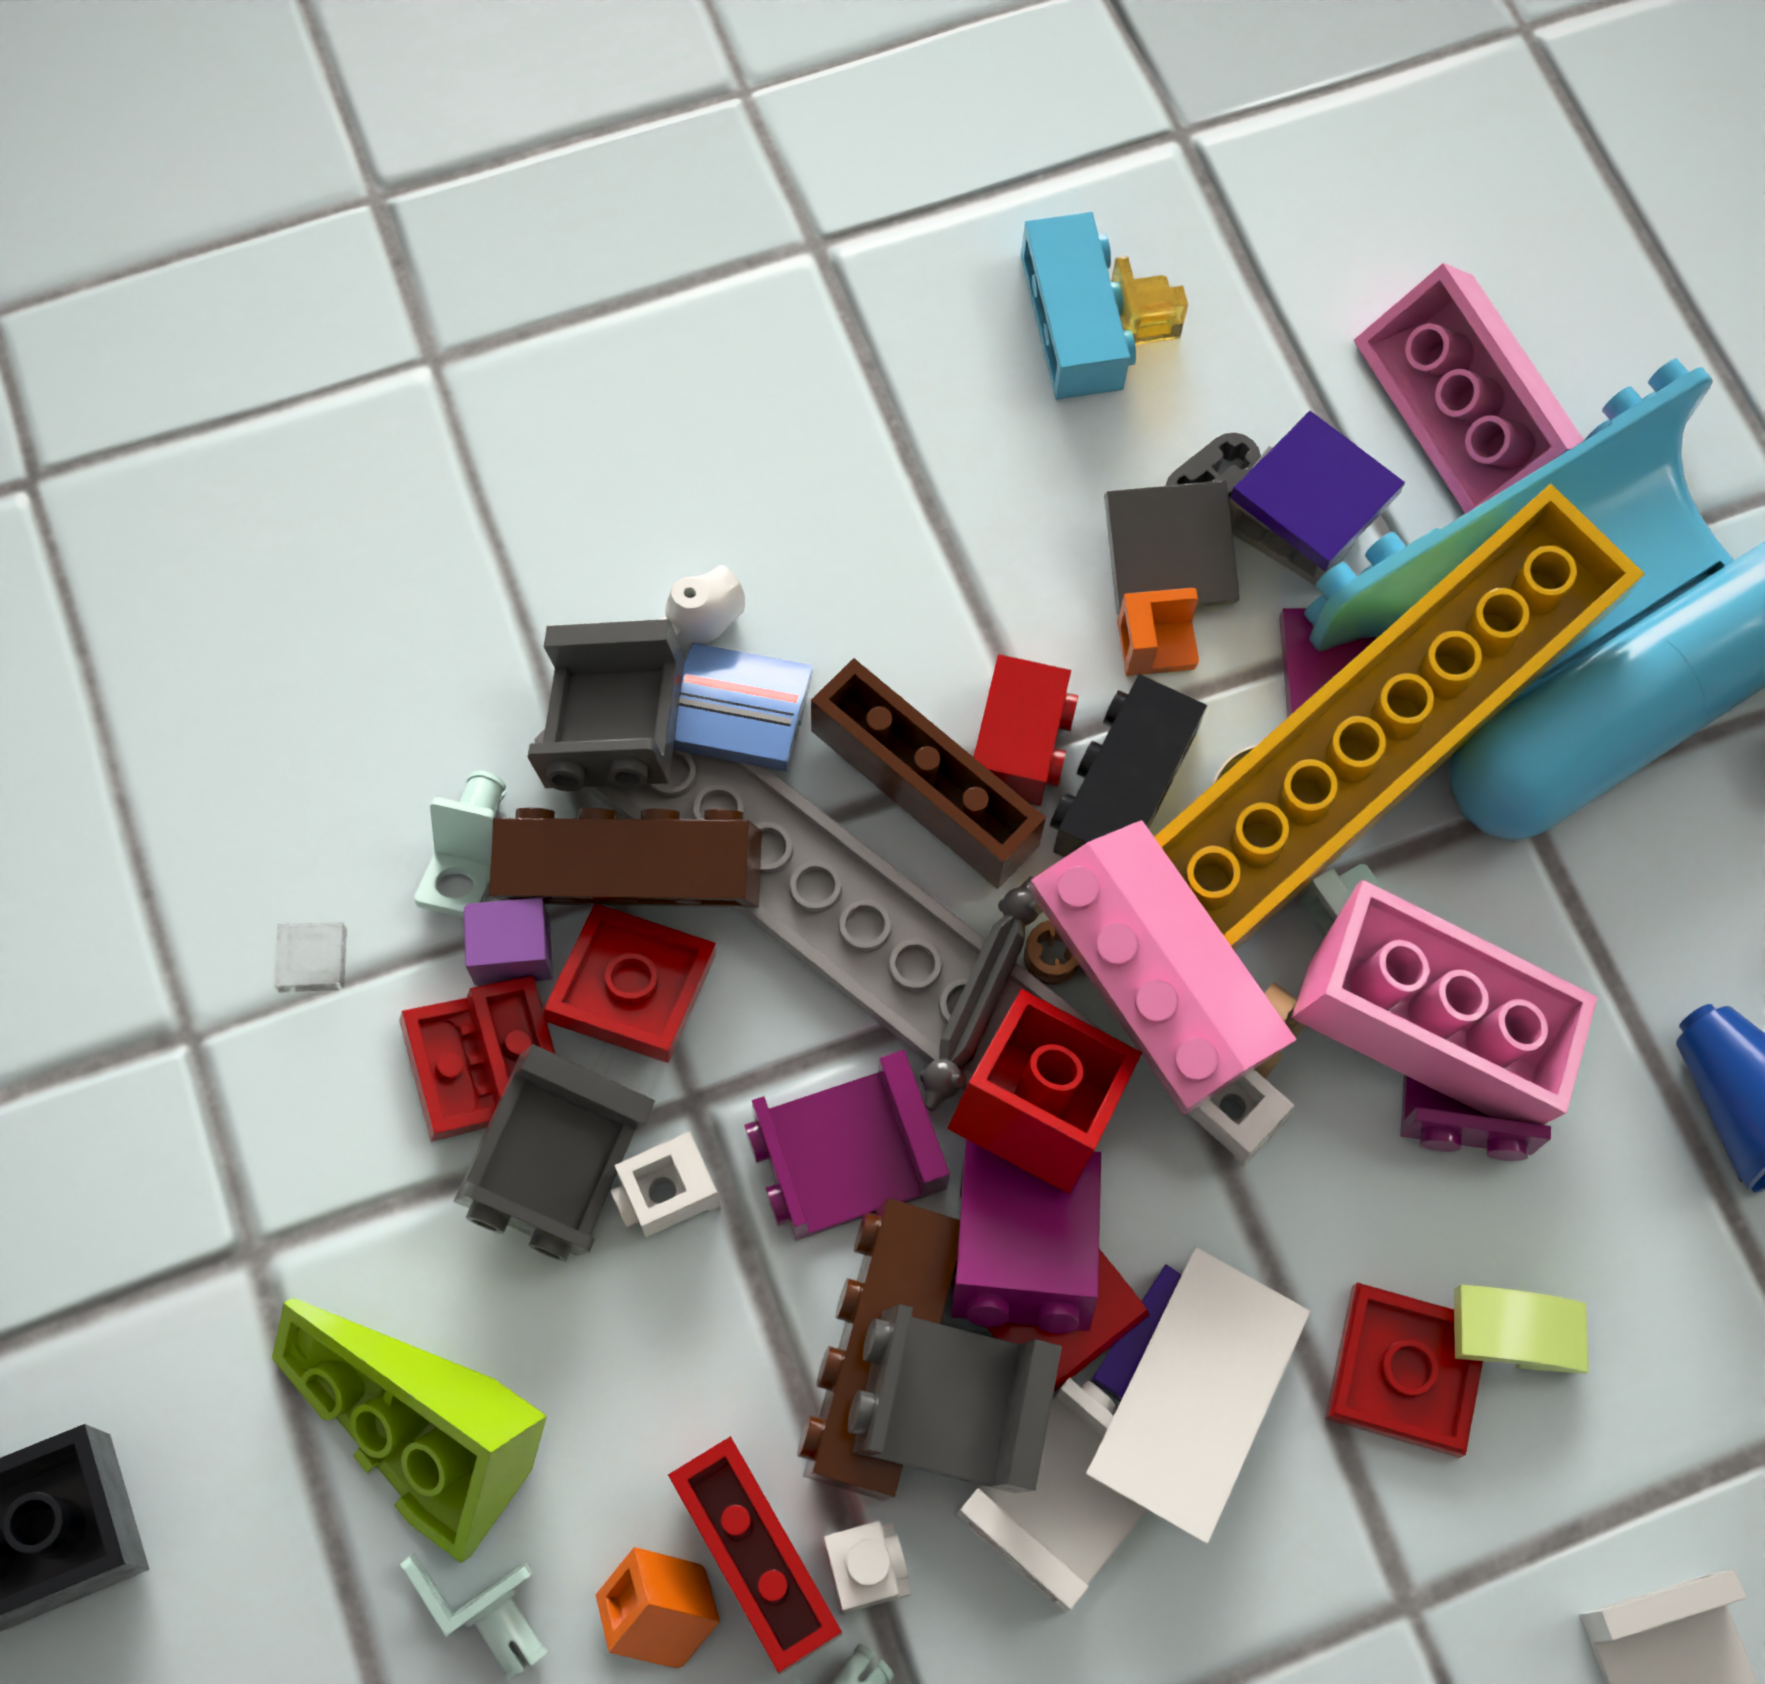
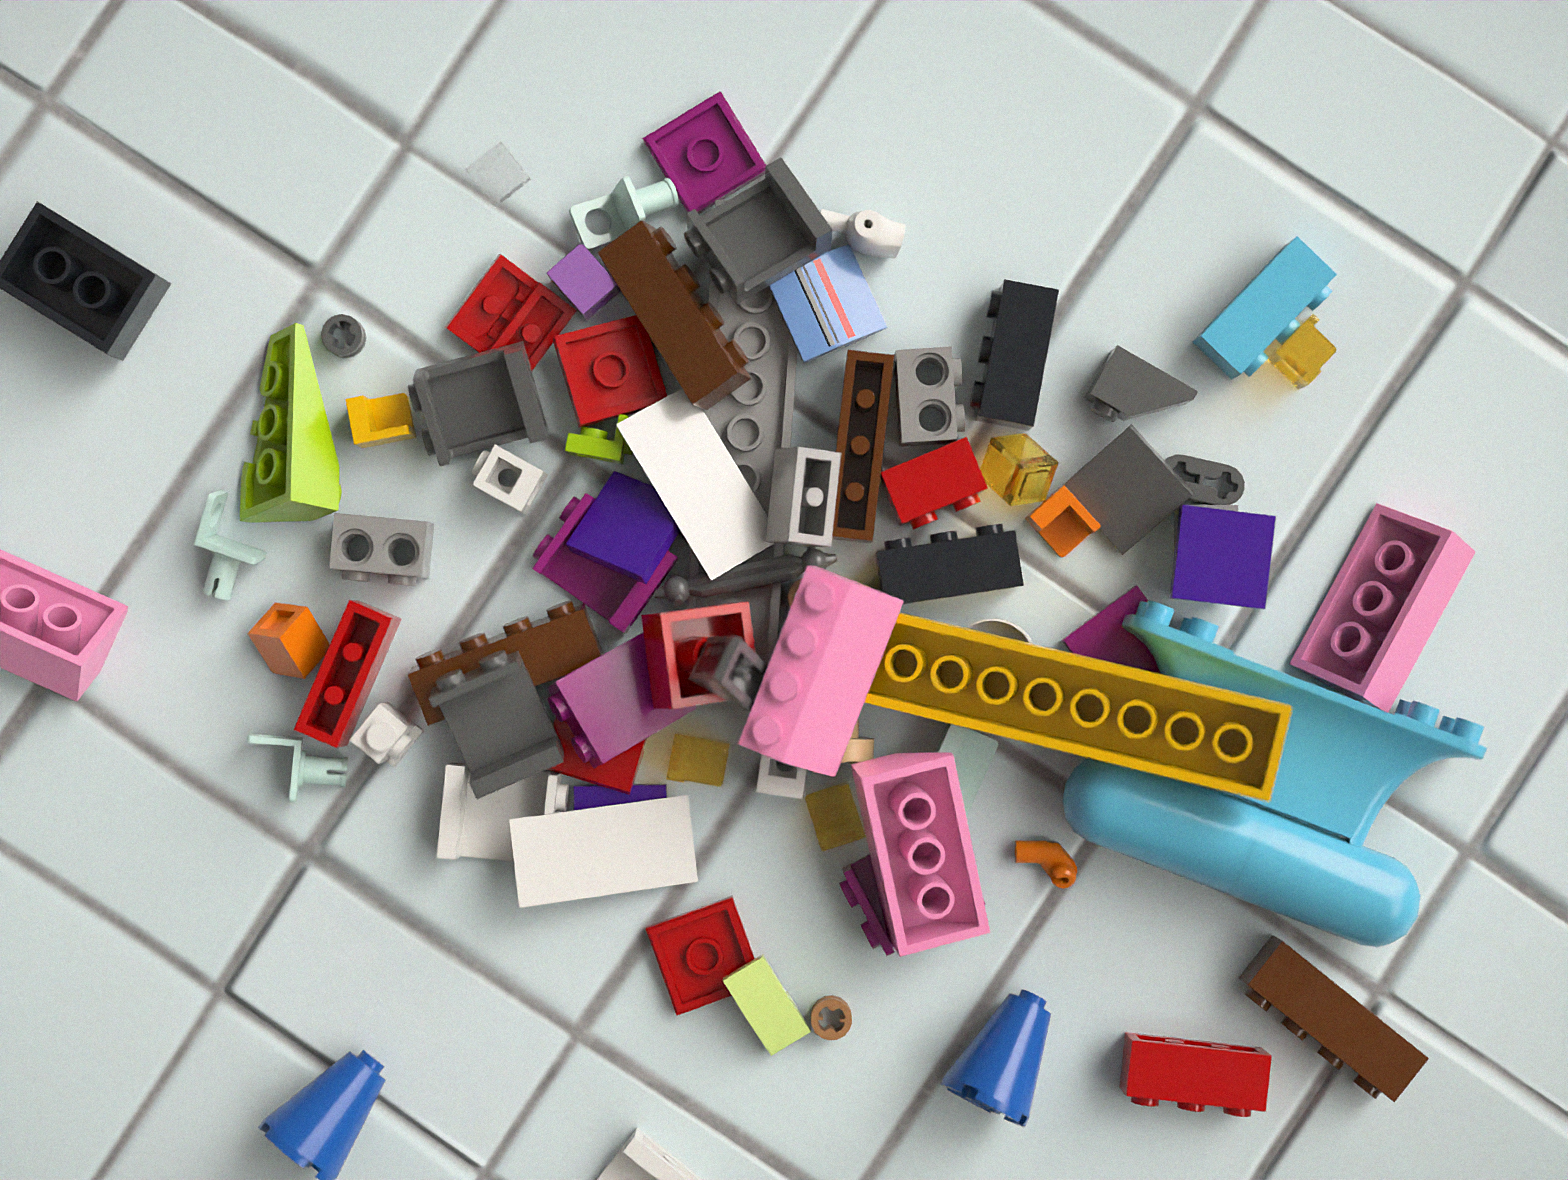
camera: 55 degrees right, 20 degrees up
(336, 1285) = (331, 342): none -> dark grey bush
(474, 722) = (705, 154): none -> magenta tile
(478, 1293) = (380, 419): none -> yellow panel
(615, 1389) = (383, 536): none -> light grey brick
(707, 1059) = (594, 444): none -> lime bracket
(829, 1081) = (625, 528): none -> dark purple tile
(836, 965) = (697, 482): none -> white sticker
(931, 661) = (915, 396): none -> light grey brick
(940, 858) = (803, 497): none -> light grey brick
(943, 559) = (1014, 354): none -> black brick
(1064, 471) = (1133, 388): none -> dark grey slope
(1071, 634) = (1018, 469): none -> clear yellow panel
(1089, 1052) = (729, 670): none -> dark grey slope
(1158, 1205) = (698, 759): none -> clear yellow panel
(1336, 1092) = (834, 816): none -> clear yellow panel
(1538, 895) = (1052, 859): none -> orange arm
(1593, 1251) = (829, 1031): none -> medium nougat bush

